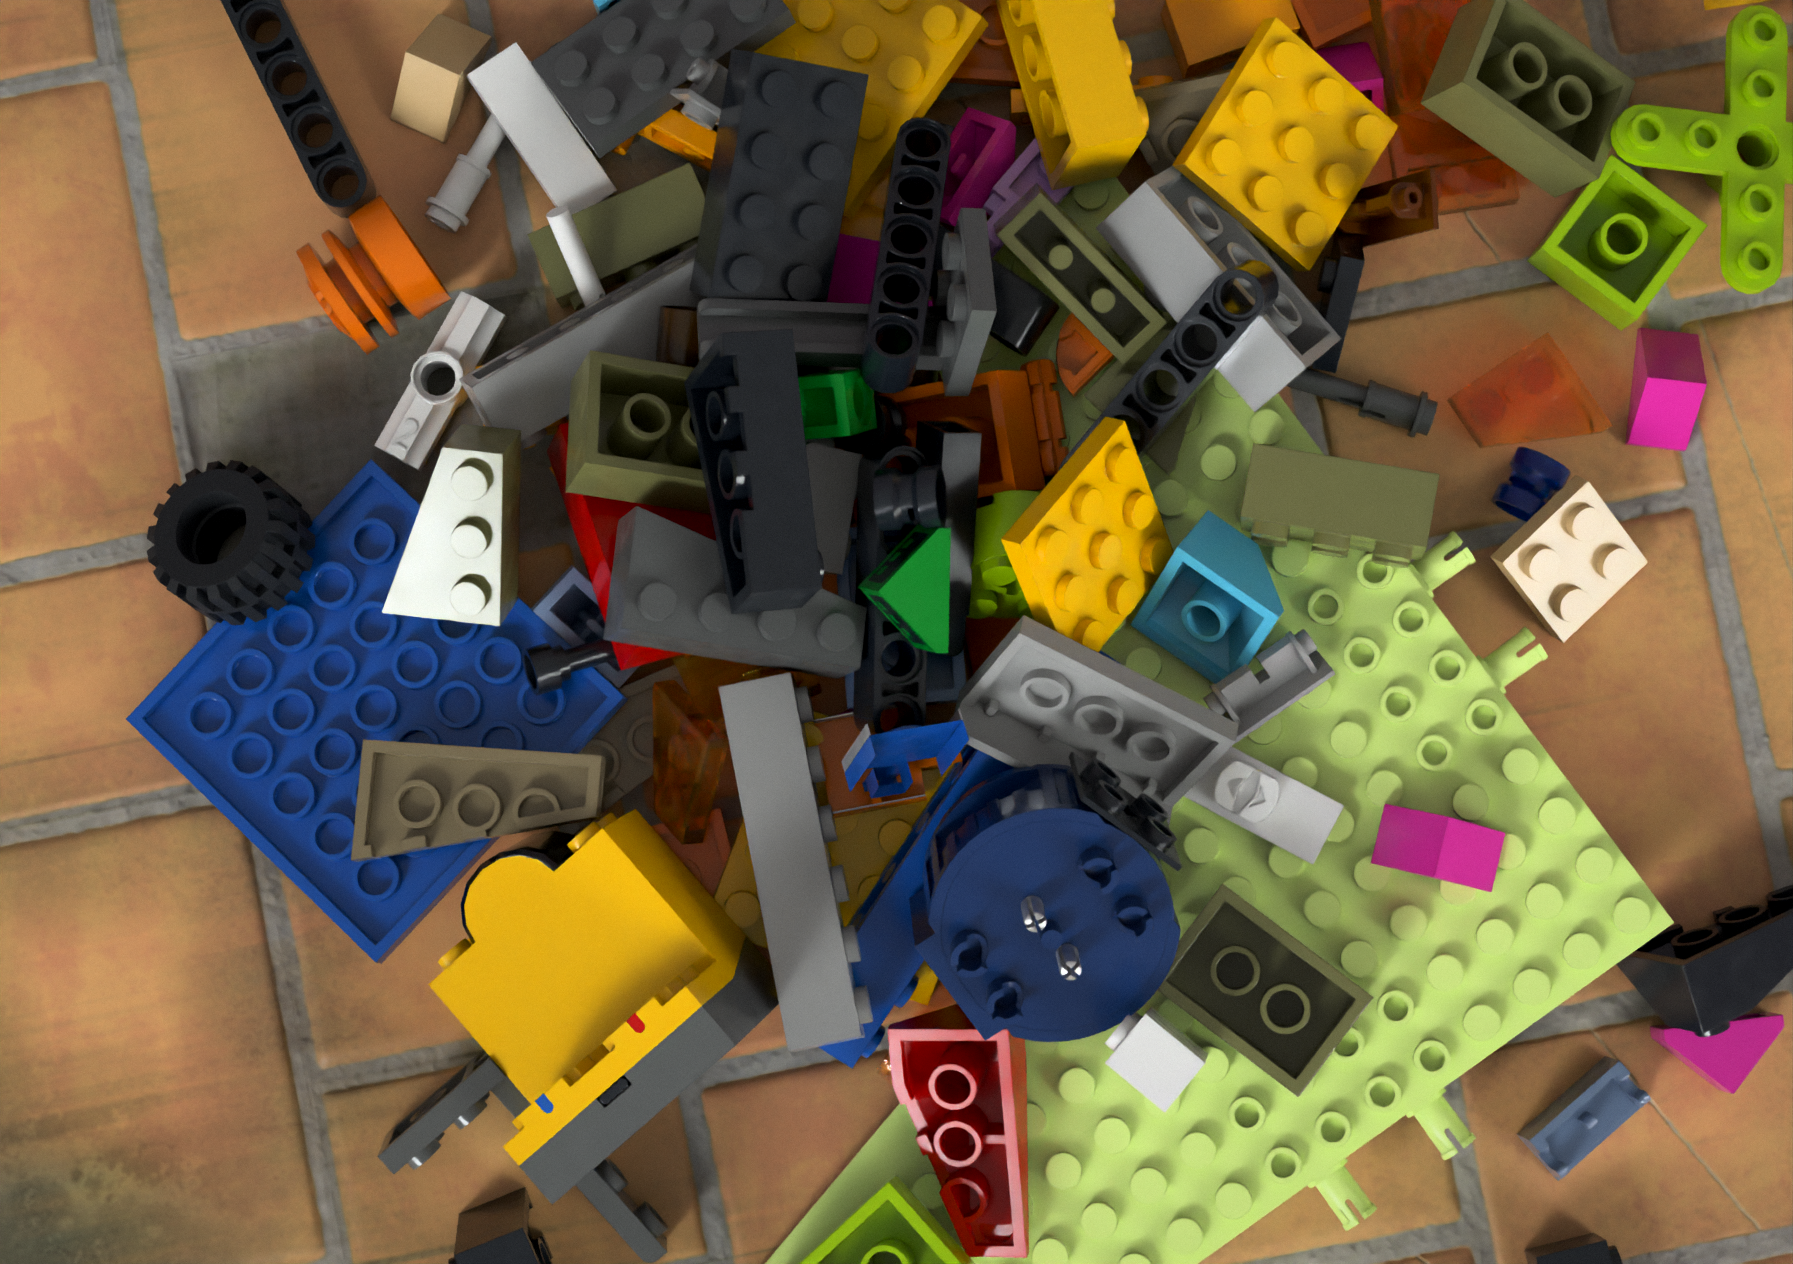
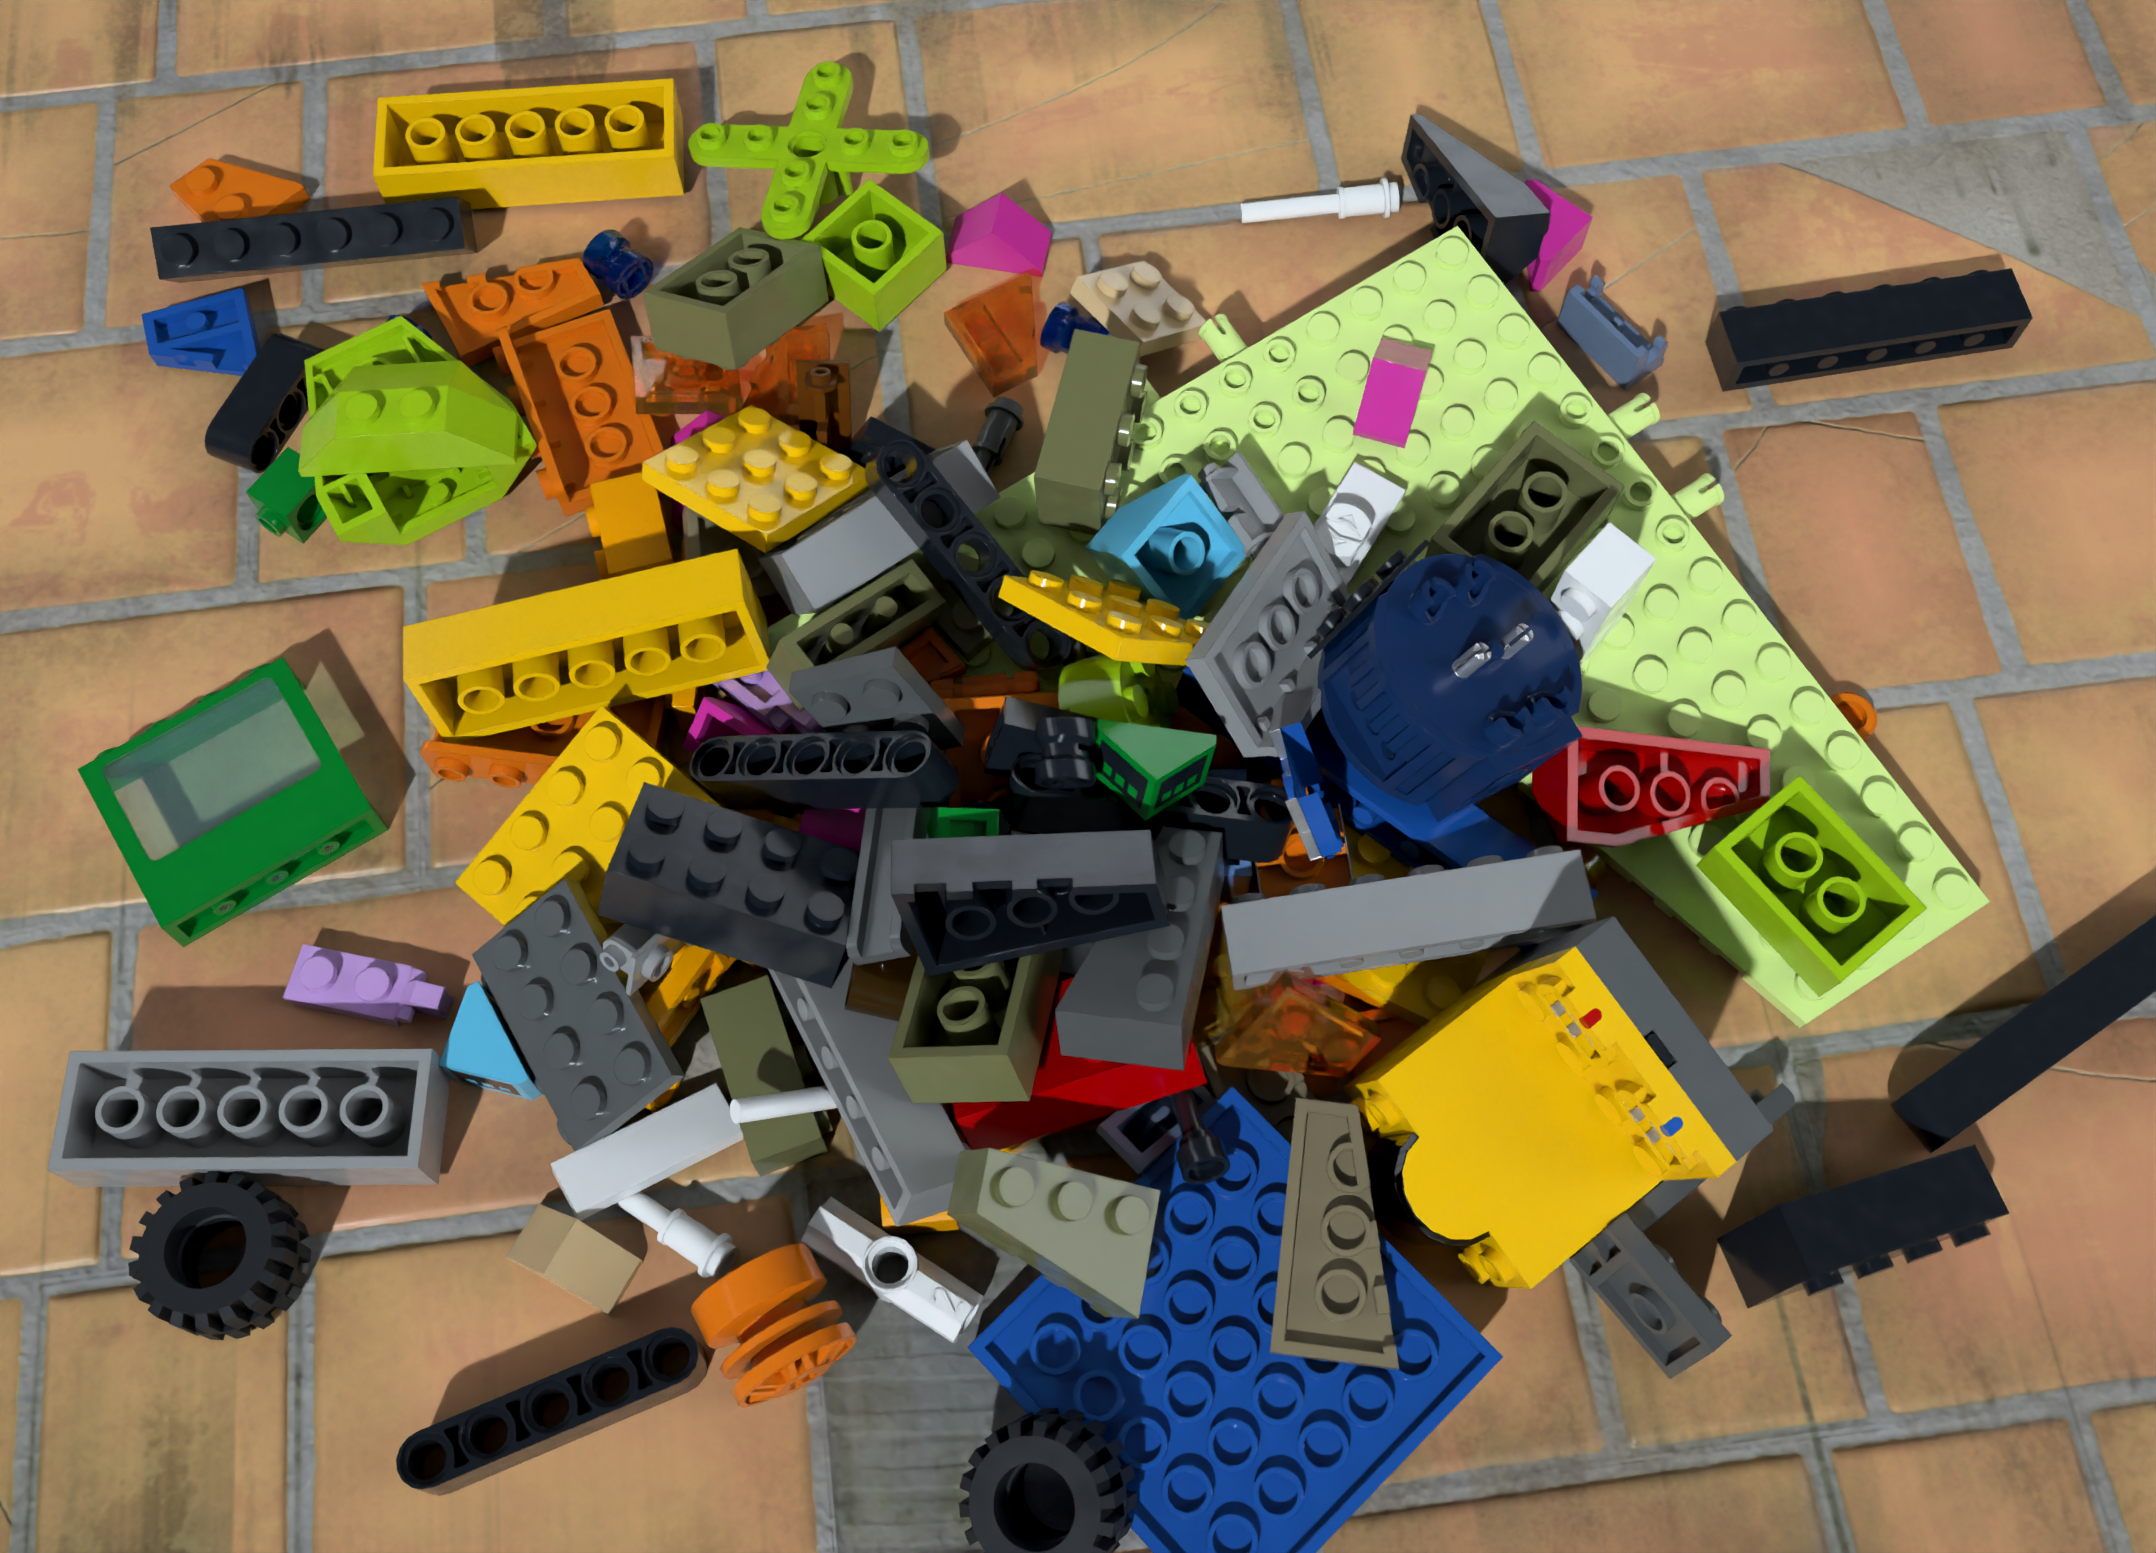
camera: 85 degrees left, 20 degrees down
(1753, 803) = (1347, 202): none -> white pin

